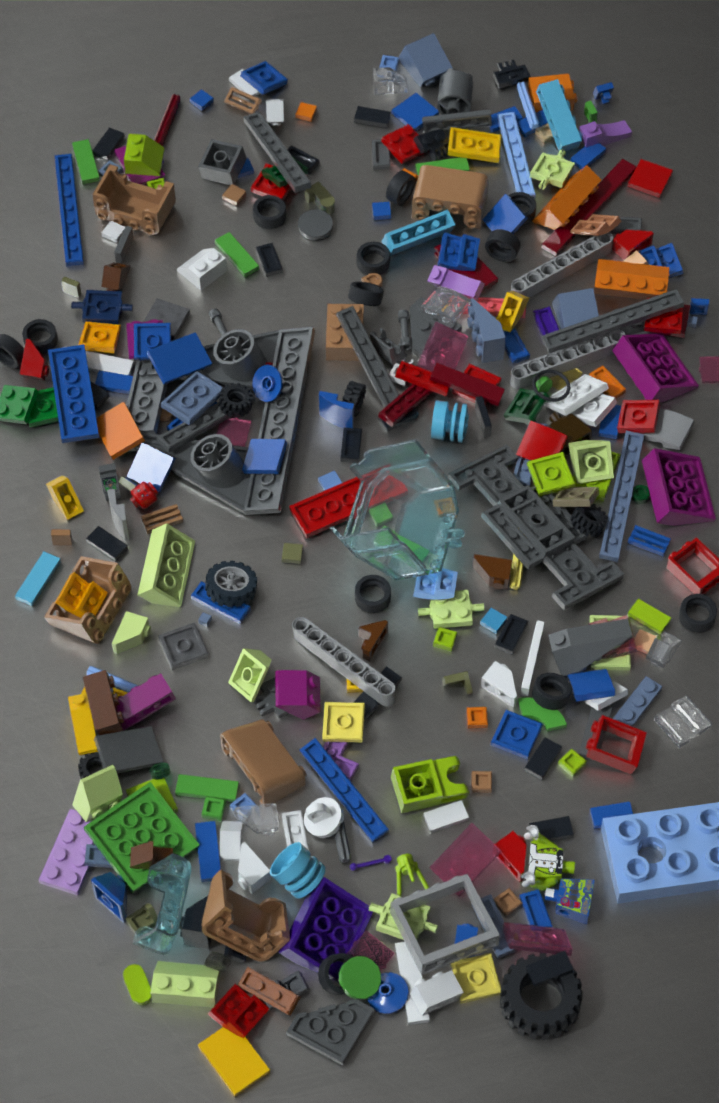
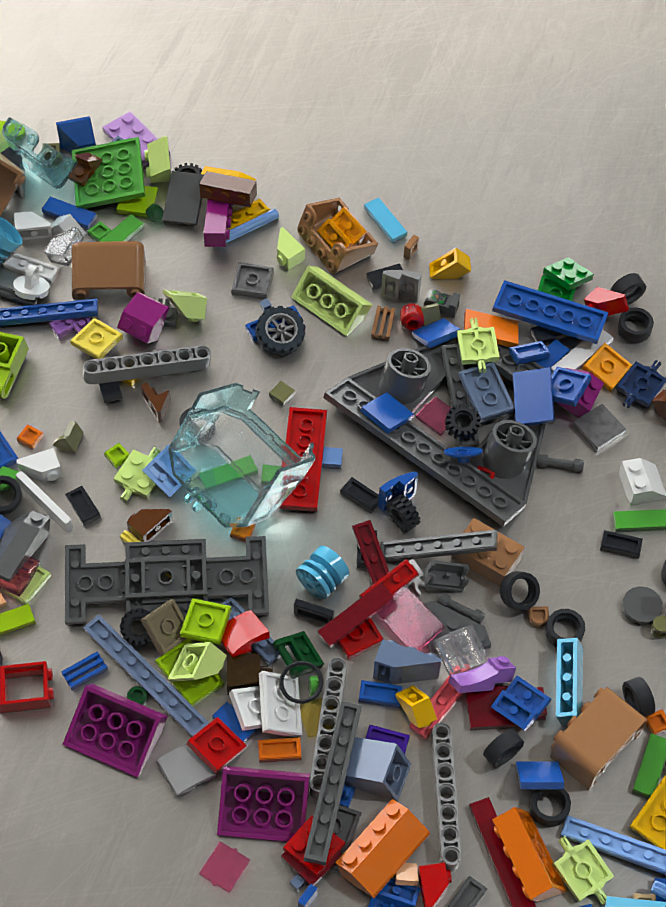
camera: 120 degrees right, 0 degrees up
(126, 391) = (529, 352): none -> blue tile
(153, 418) = (478, 345): none -> yellowish green plate
(381, 210) = (625, 672): blue tile -> none
(493, 620) = (105, 499): dark azure tile -> none
(596, 225) = (473, 858): nougat slope -> none

